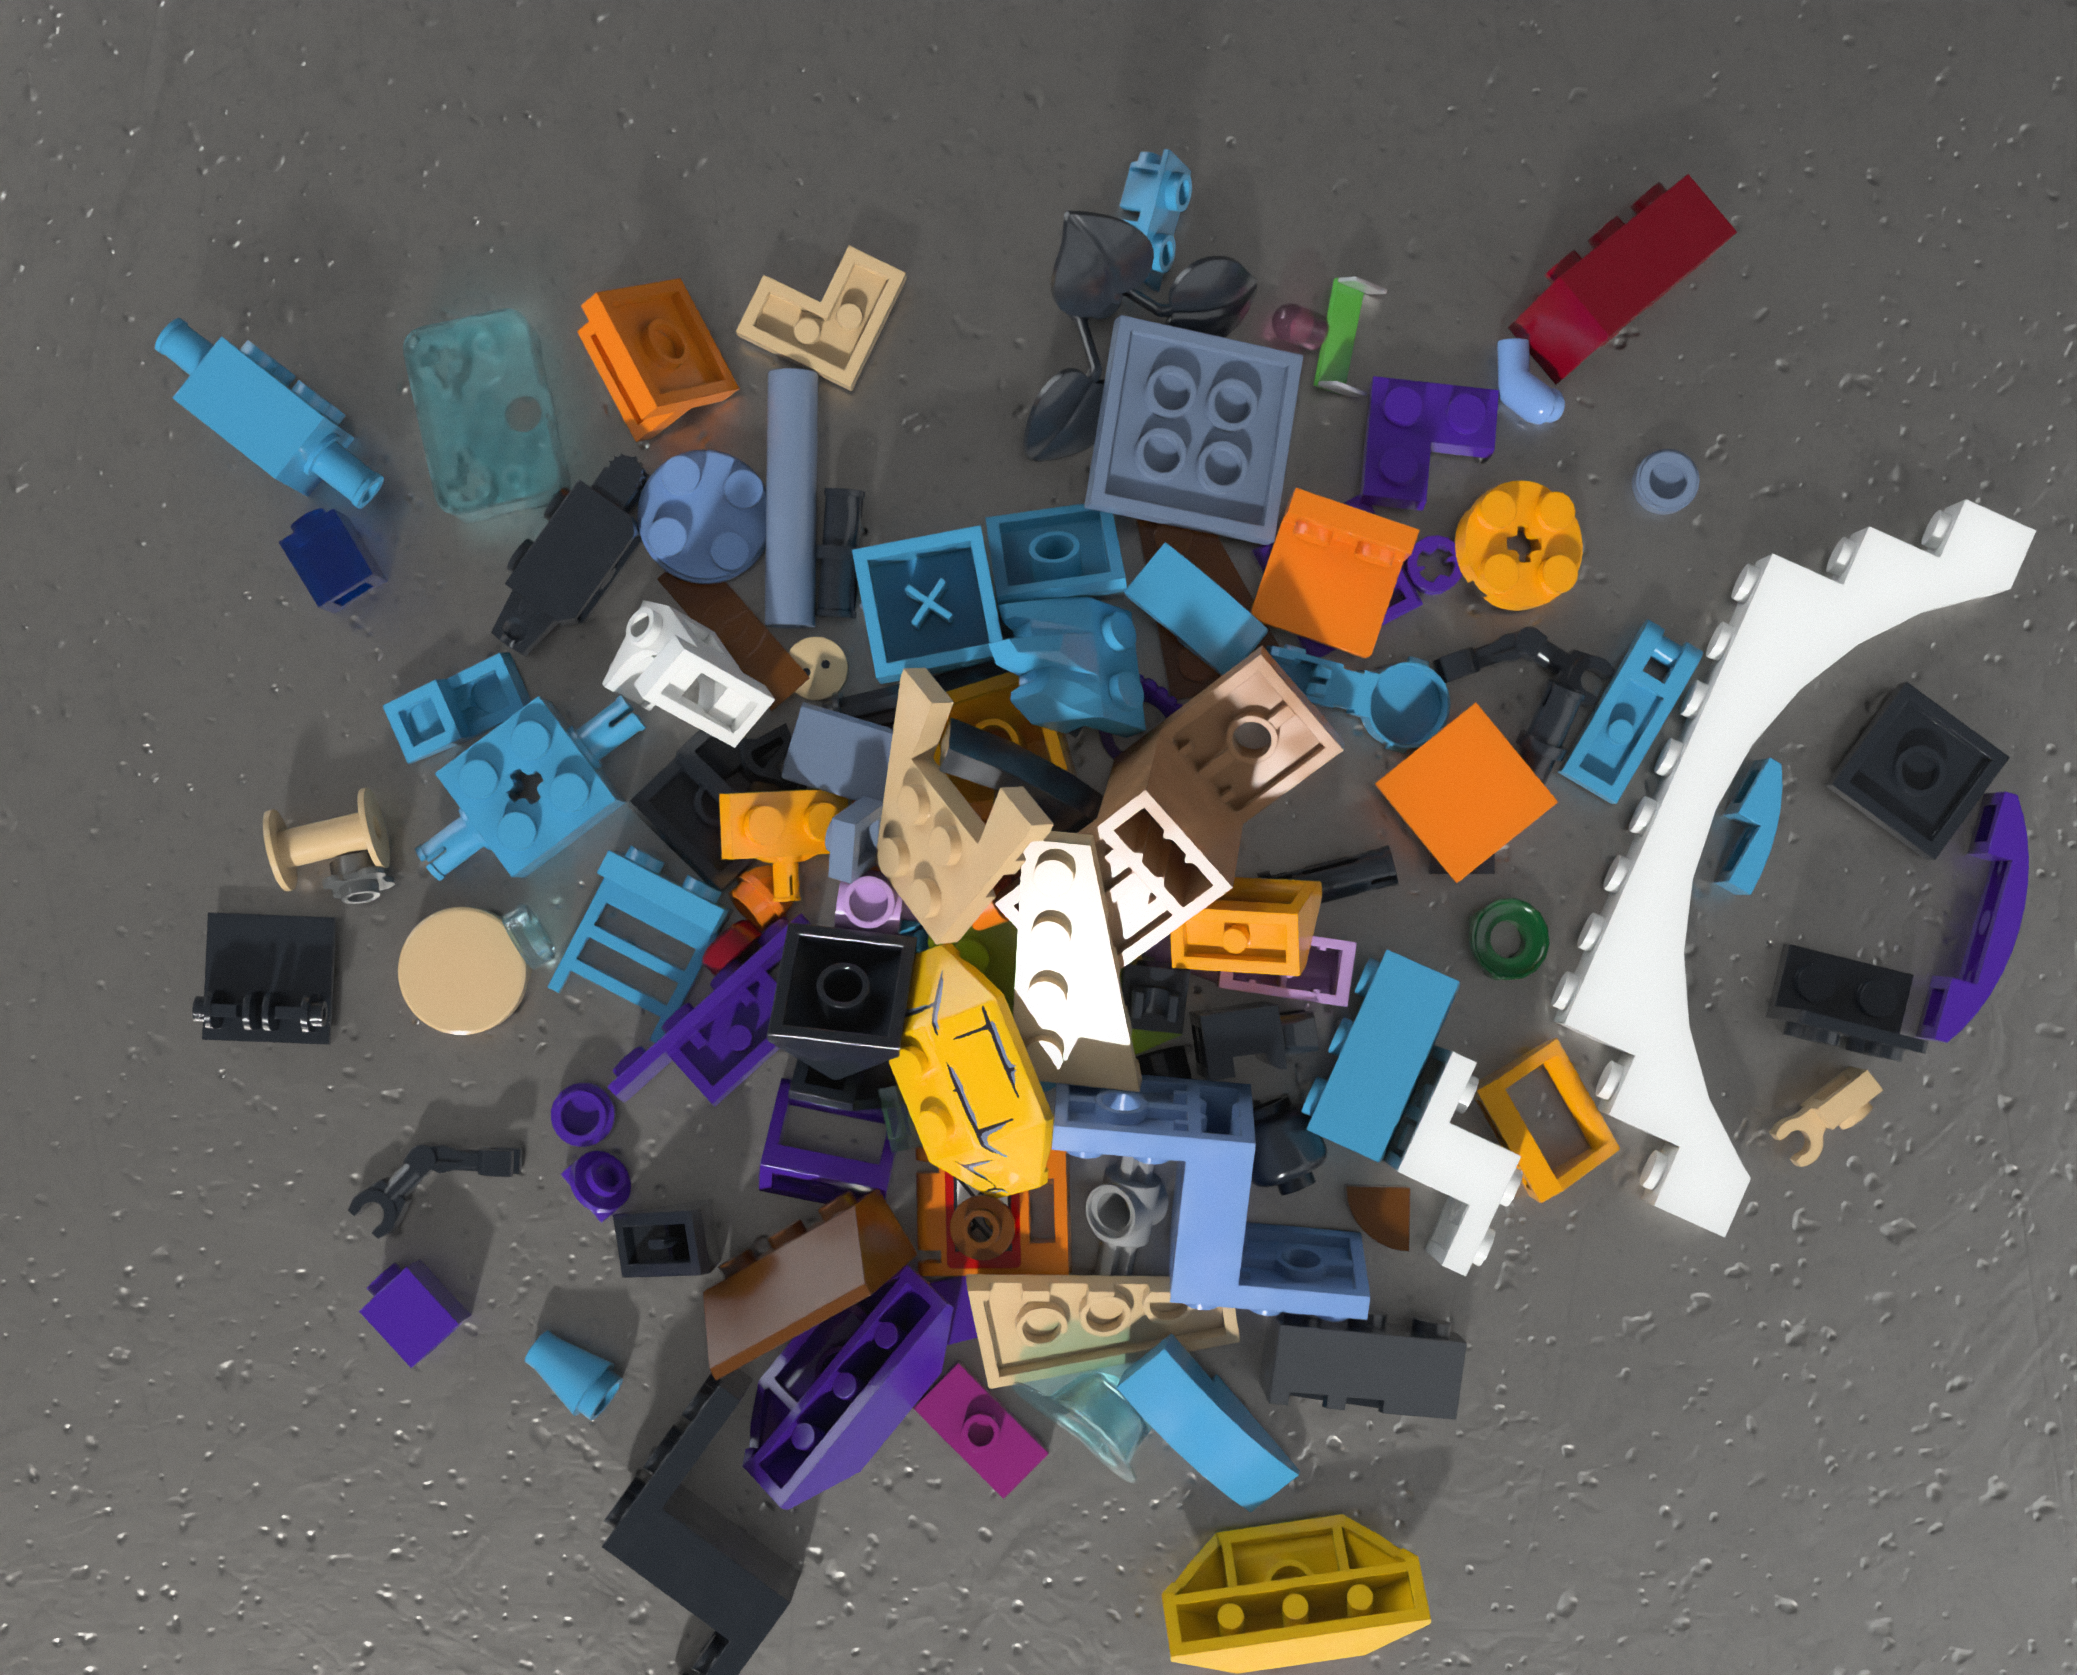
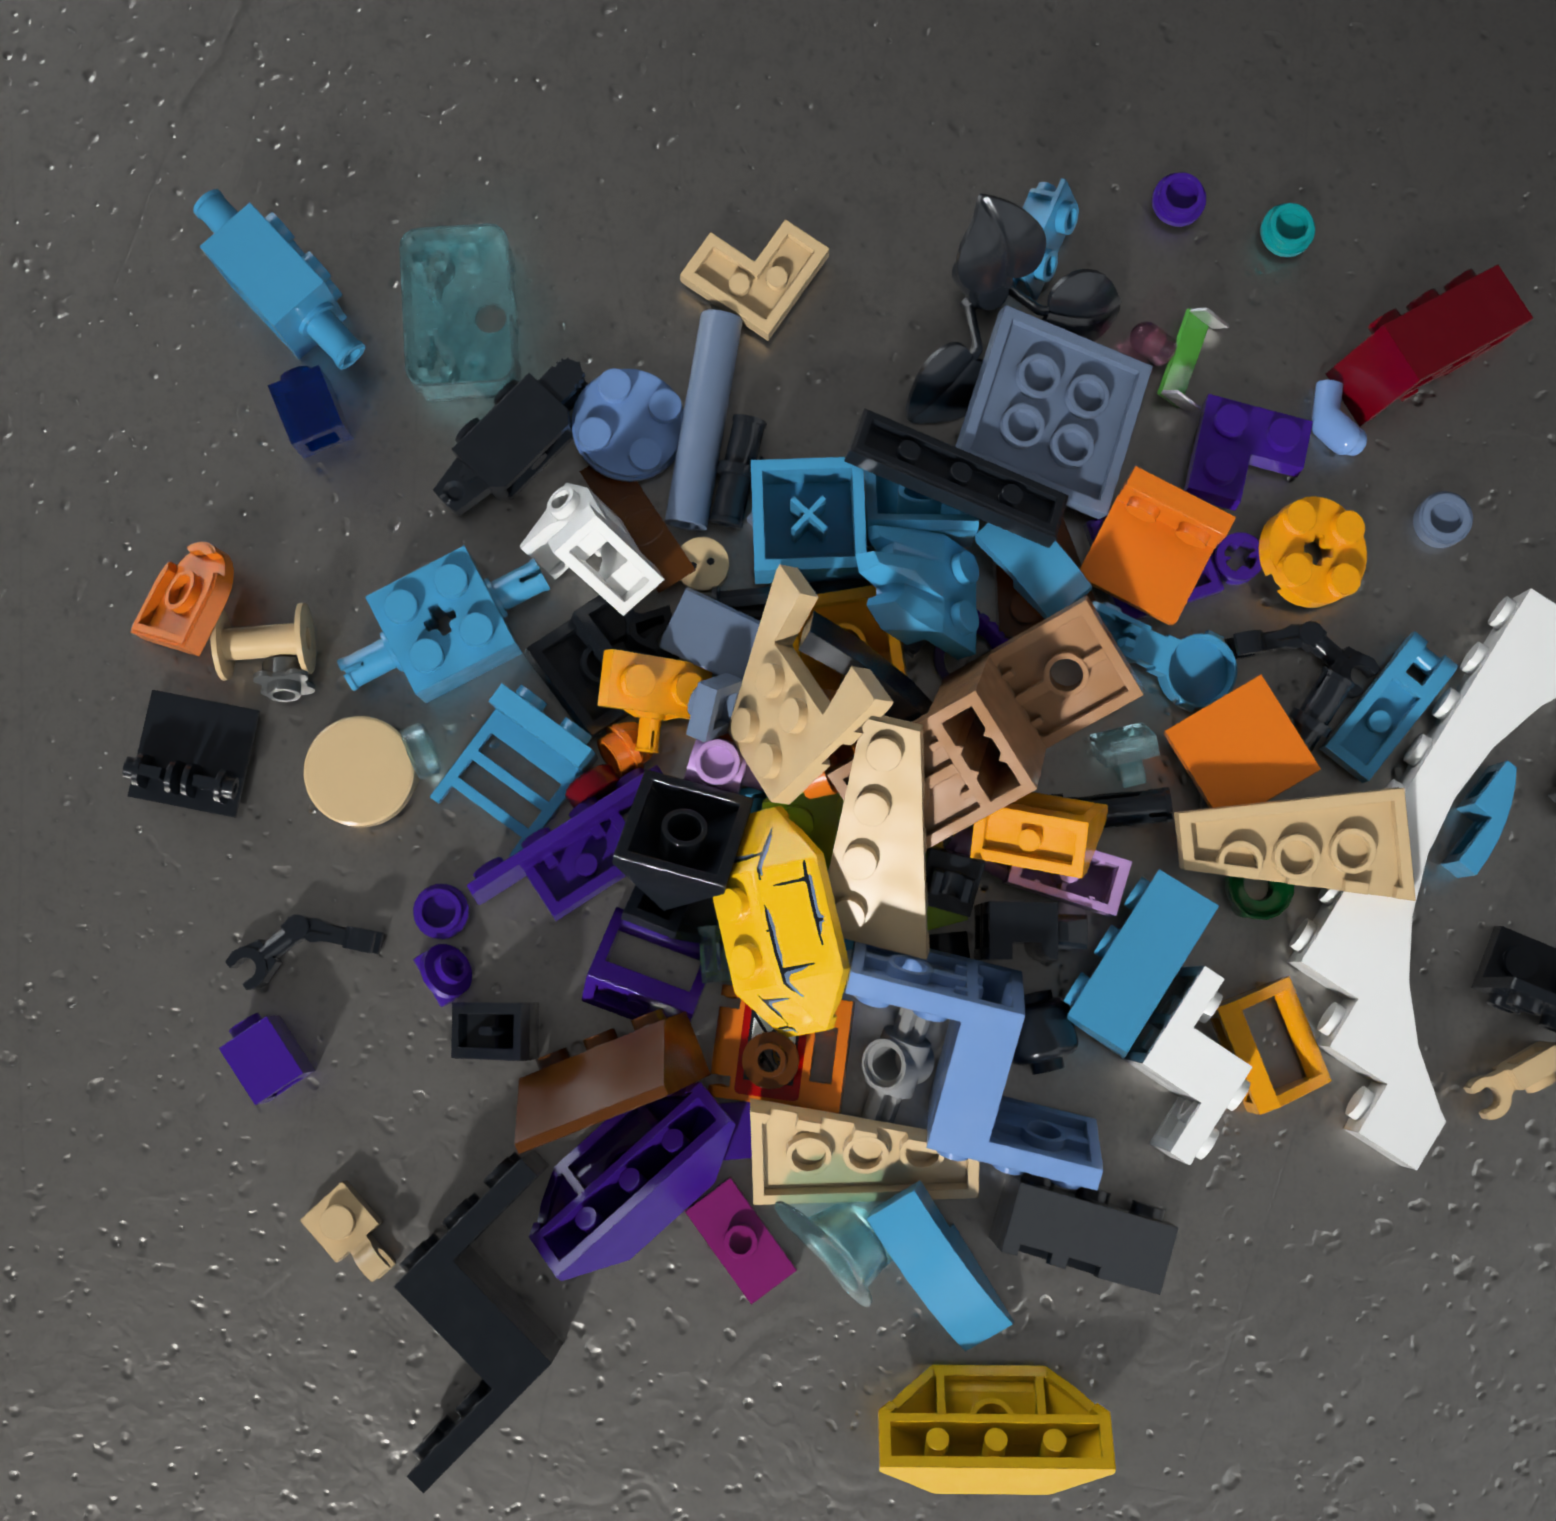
camera: 10 degrees right, 5 degrees down
(230, 805) = (187, 600): none -> orange tile
(457, 707) = (389, 552): dark azure slope -> none
(535, 1482) = (344, 1226): none -> tan plate
(575, 1375) = (396, 1136): dark azure cone -> none
(654, 354) = (607, 282): orange bracket -> none
(1092, 532) = (956, 478): none -> black tile
(1307, 146) = (1179, 199): none -> dark purple plate
(1332, 810) = (1124, 750): none -> clear light blue tile
(1381, 1212) = (1117, 1104): reddish brown tile -> none
(1440, 163) = (1287, 229): none -> teal plate
(1566, 886) = (1318, 841): none -> tan wing

